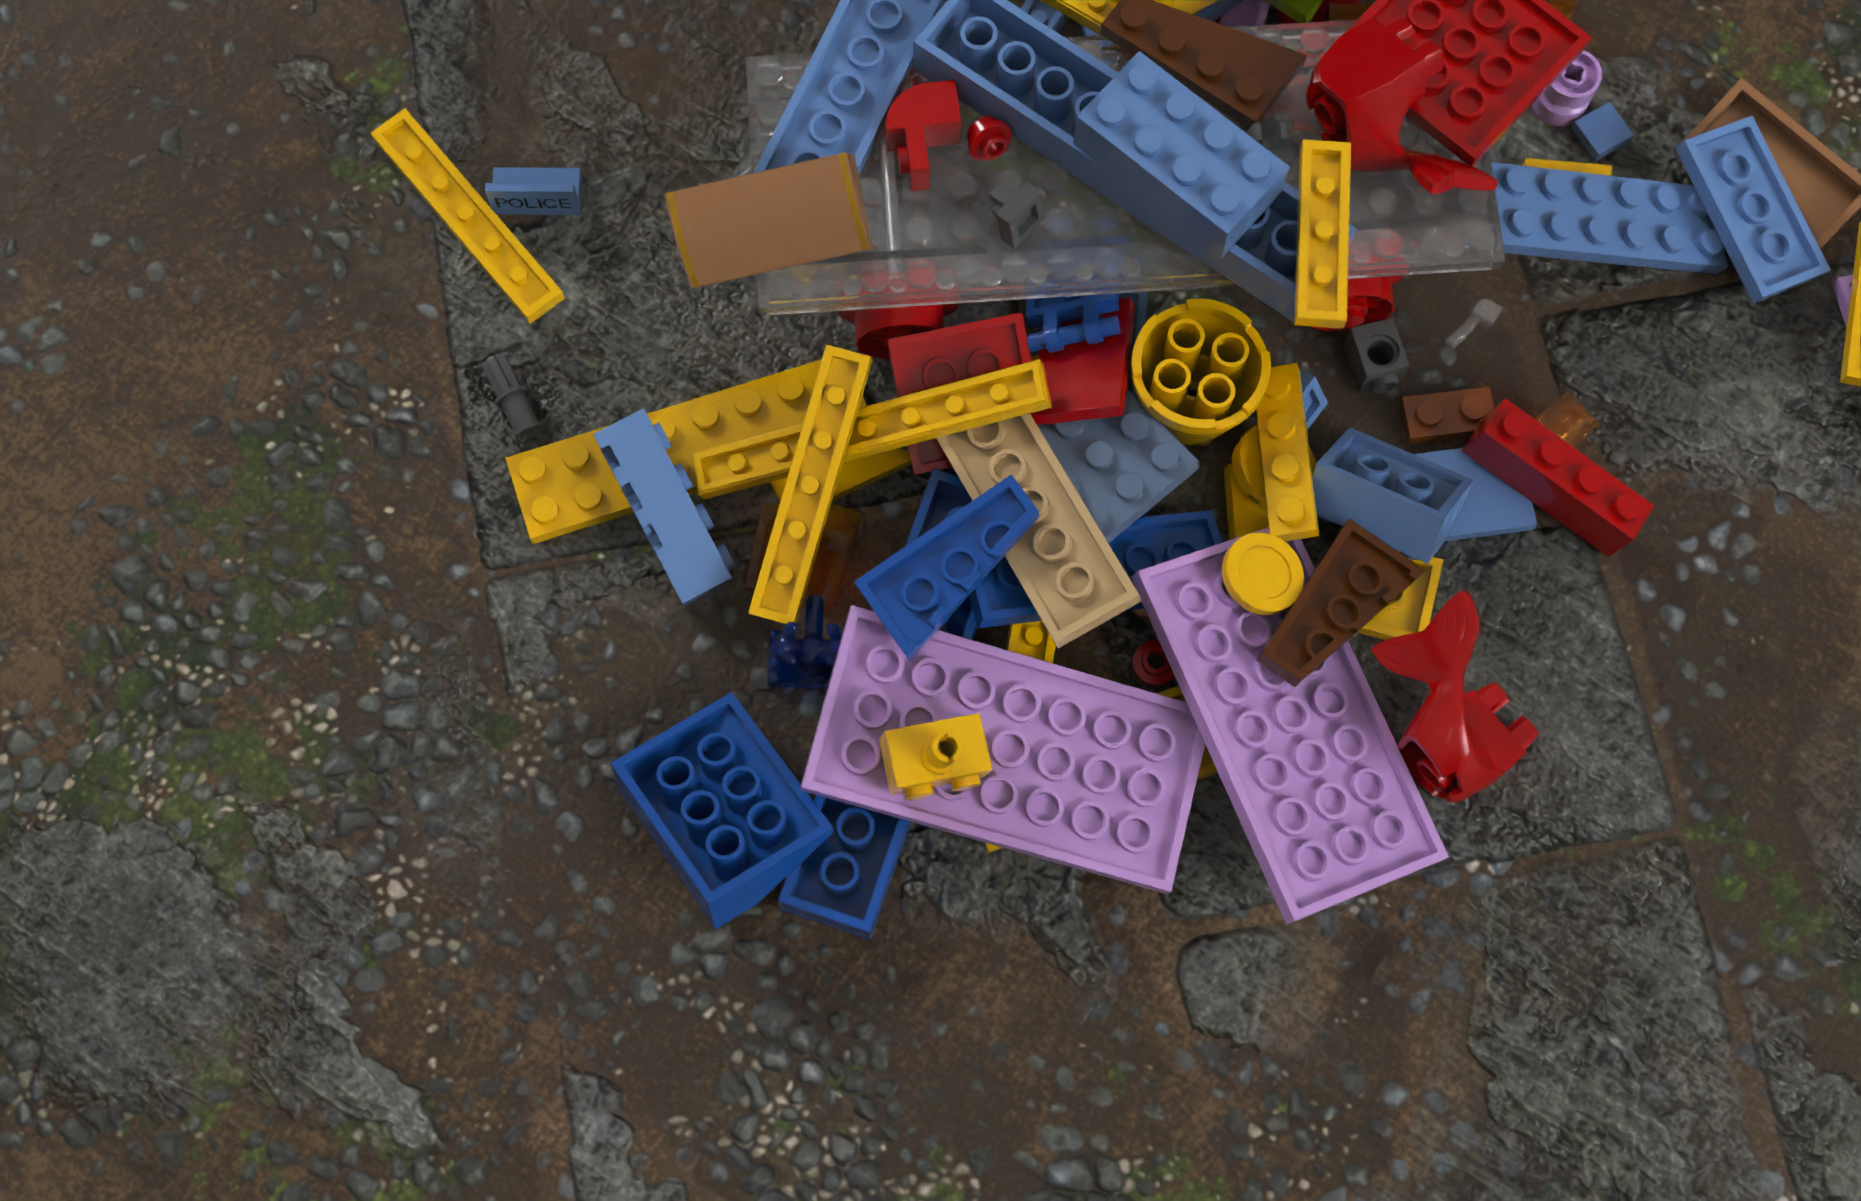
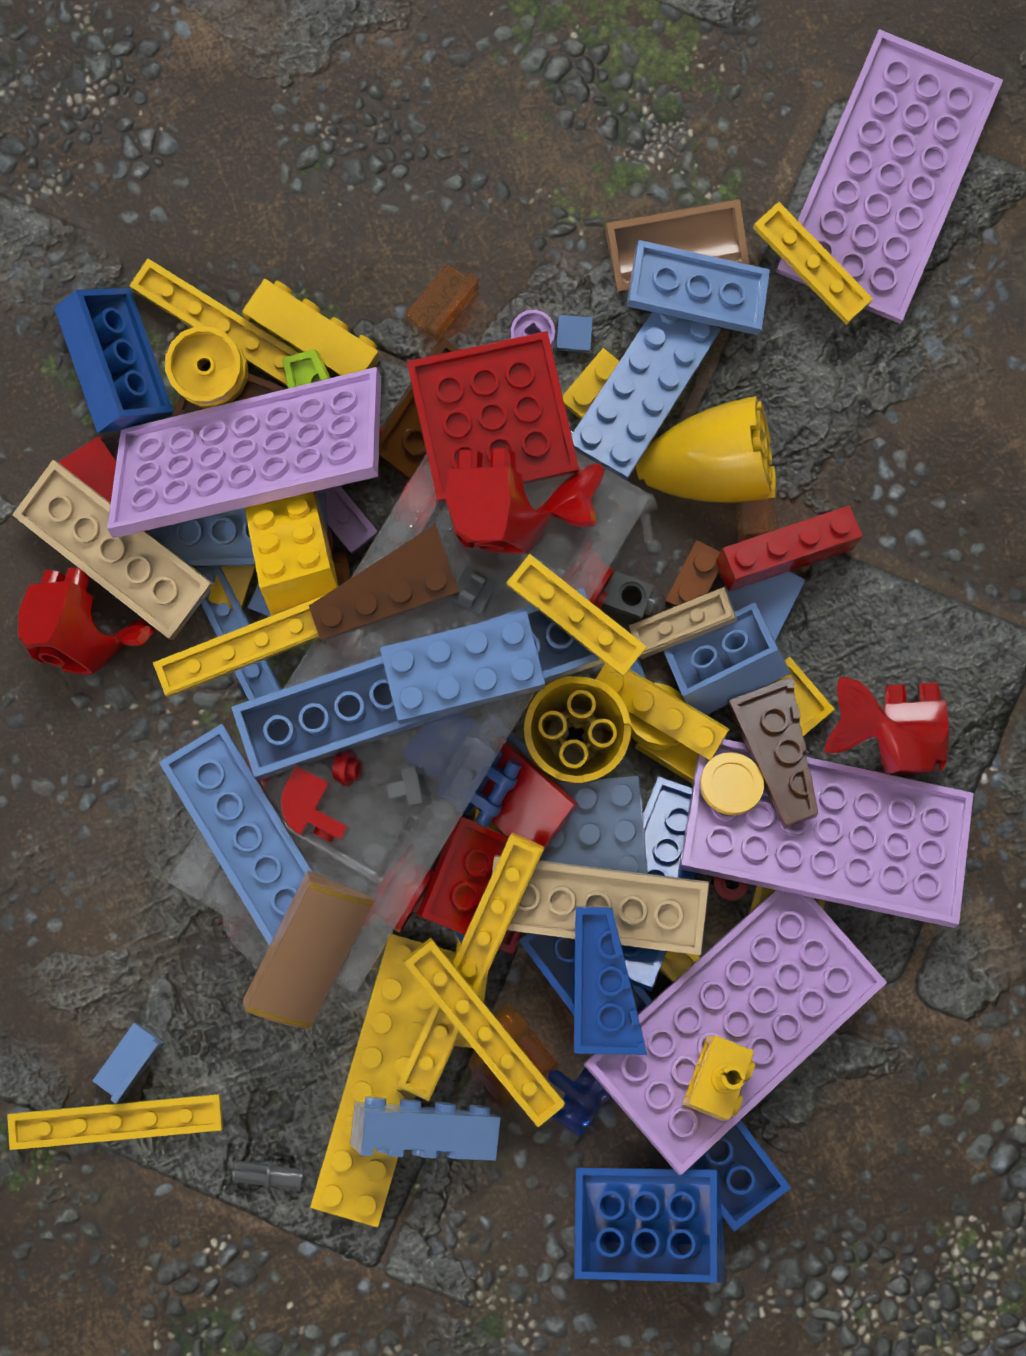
camera: 55 degrees left, 10 degrees up
(1393, 426) = (684, 622): none -> tan tile
(1596, 339) = (714, 456): none -> yellow cylinder

